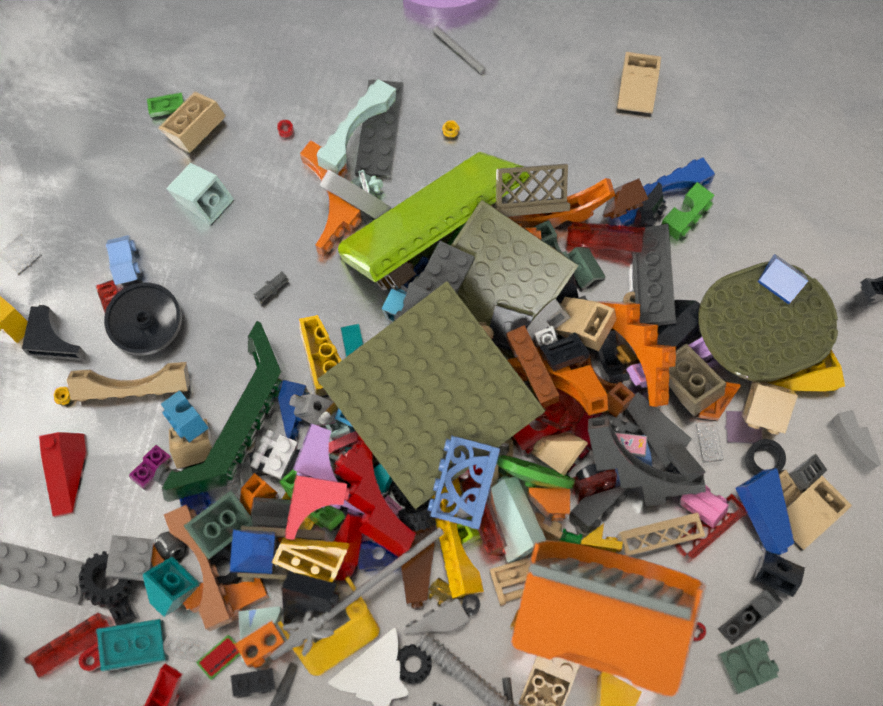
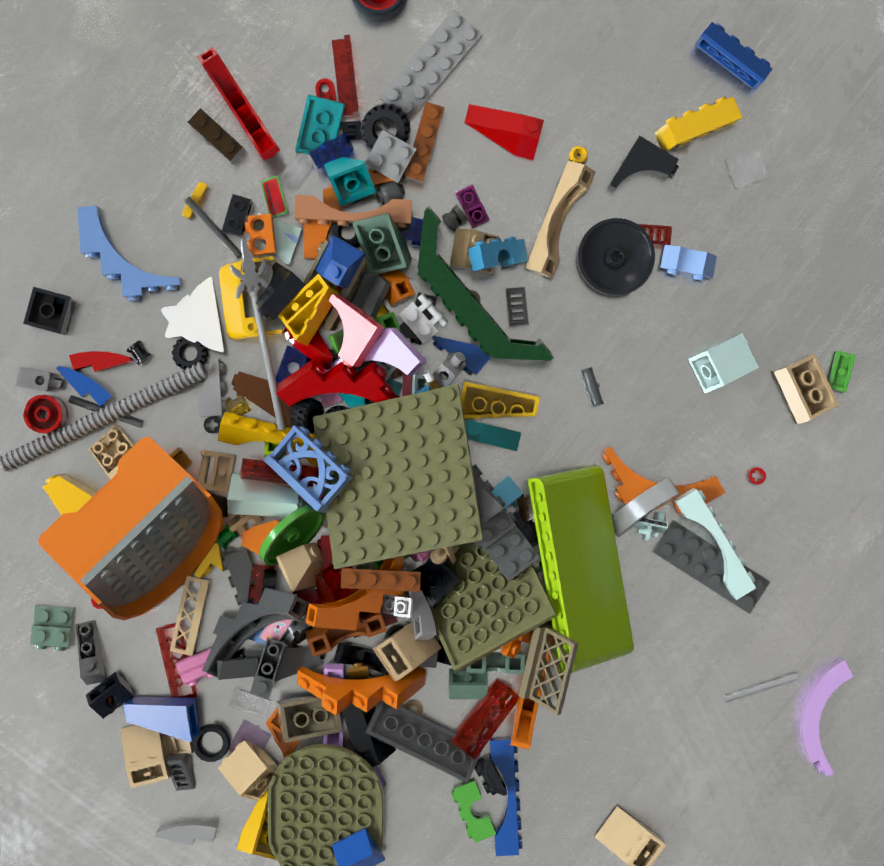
camera: 115 degrees right, 20 degrees up
(90, 538) = (424, 142): none -> dark orange arch
(148, 619) = (331, 150): none -> clear blue brick
(224, 378) = (521, 322): none -> dark grey slope
(450, 125) = (674, 629): yellow plate -> none
(564, 352) = (375, 614): black plate -> none
(628, 197) = (502, 755): reddish brown slope -> none
(670, 433) = (267, 668): none -> dark grey slope

